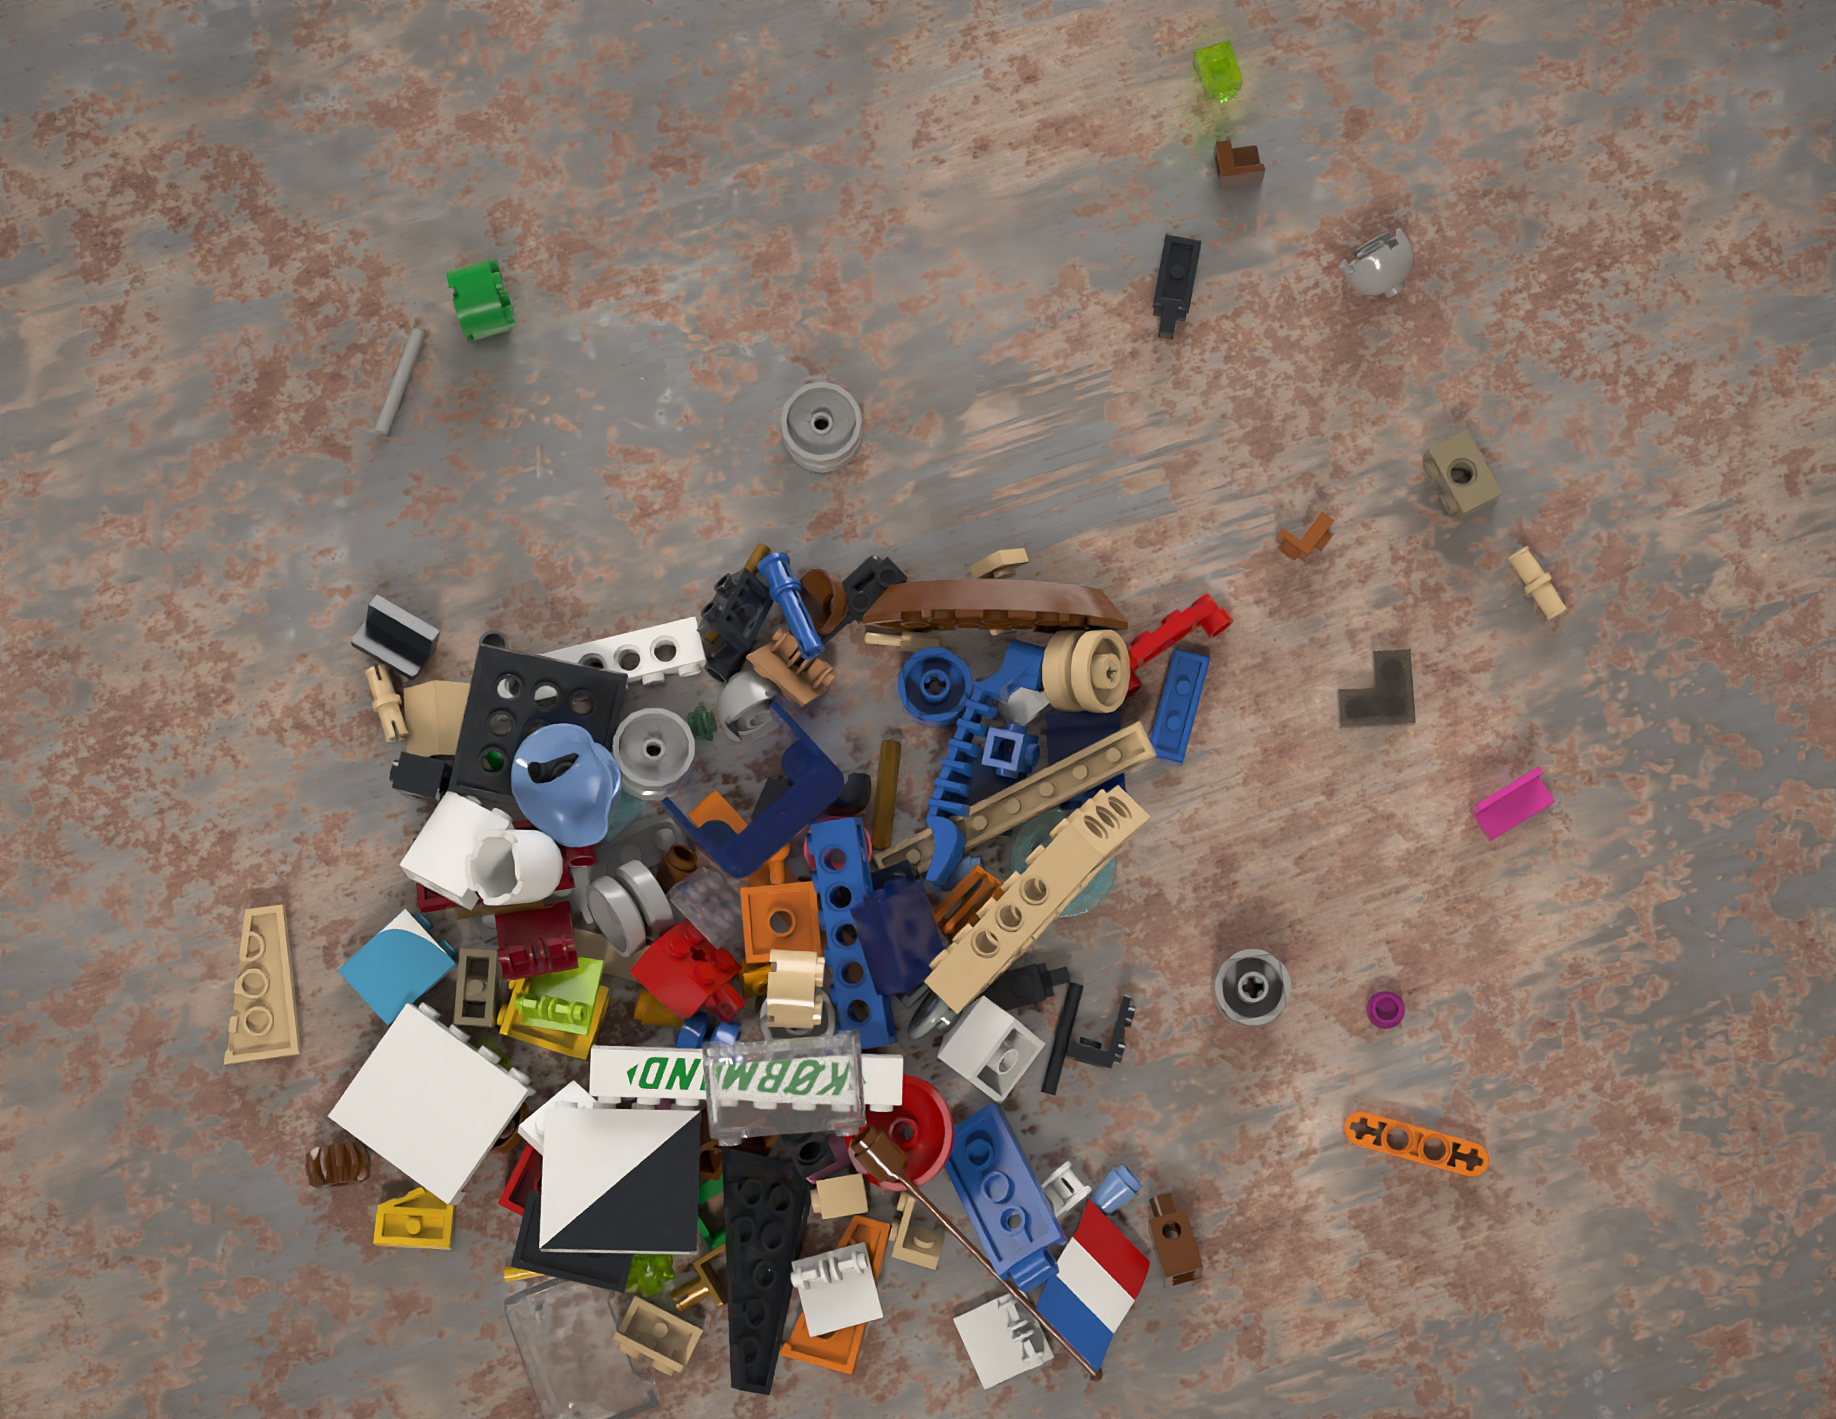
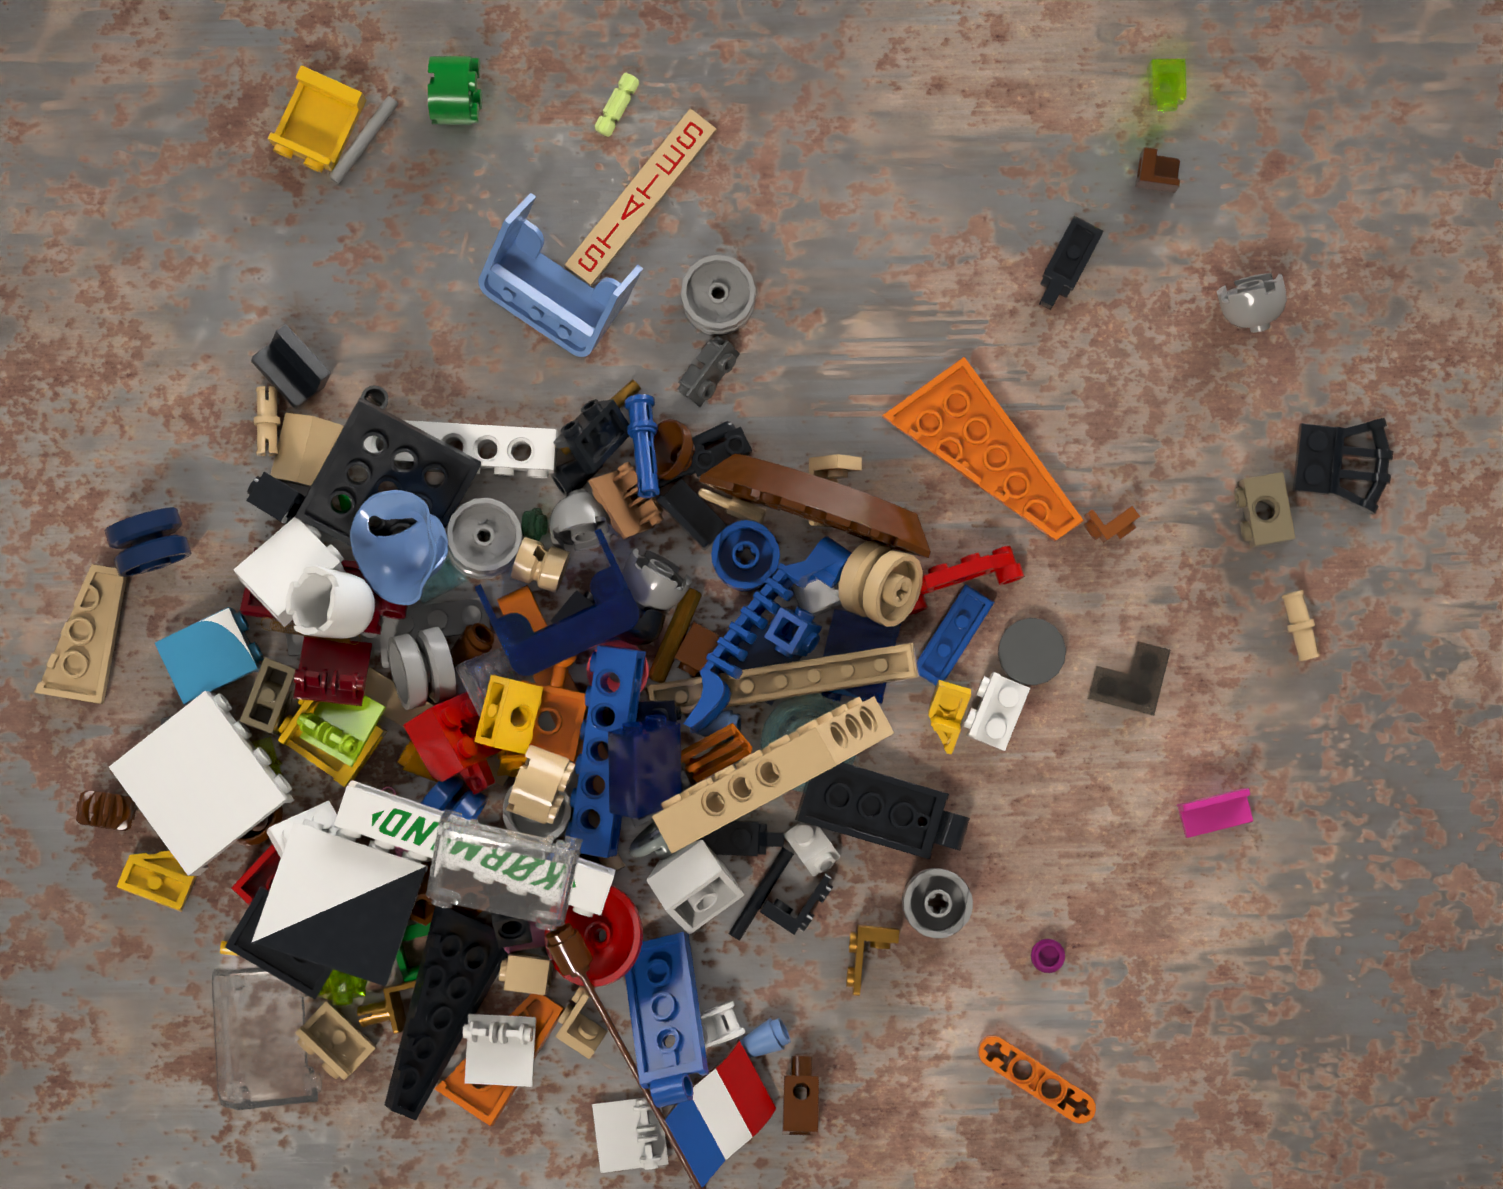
camera: 15 degrees right, 5 degrees up
(298, 865) = (147, 541): none -> dark blue wheel
(346, 375) = (317, 120): none -> yellow panel
(639, 480) = (547, 293): none -> medium blue windscreen
(654, 265) = (616, 104): none -> yellowish green axle
(708, 353) = (640, 197): none -> tan tile
(722, 763) = (540, 565): none -> tan wheel
(738, 925) = (497, 726): none -> yellow brick
(842, 493) = (718, 359): none -> dark grey hinge
(848, 743) = (654, 581): none -> light grey cylinder
(864, 663) = (692, 514): none -> black panel
(912, 801) = (695, 649): none -> reddish brown brick
(1100, 971) = (812, 847): none -> white bracket
(1134, 491) = (972, 434): none -> orange wing
(1161, 909) = (881, 810): none -> black hinge
(1198, 786) = (947, 711): none -> yellow slope
(1202, 1046) = (879, 938): none -> pearl gold bracket
(1249, 770) = (997, 711): none -> white bracket
(1266, 696) = (1031, 651): none -> dark grey tile
(1502, 407) = (1320, 462): none -> black plate

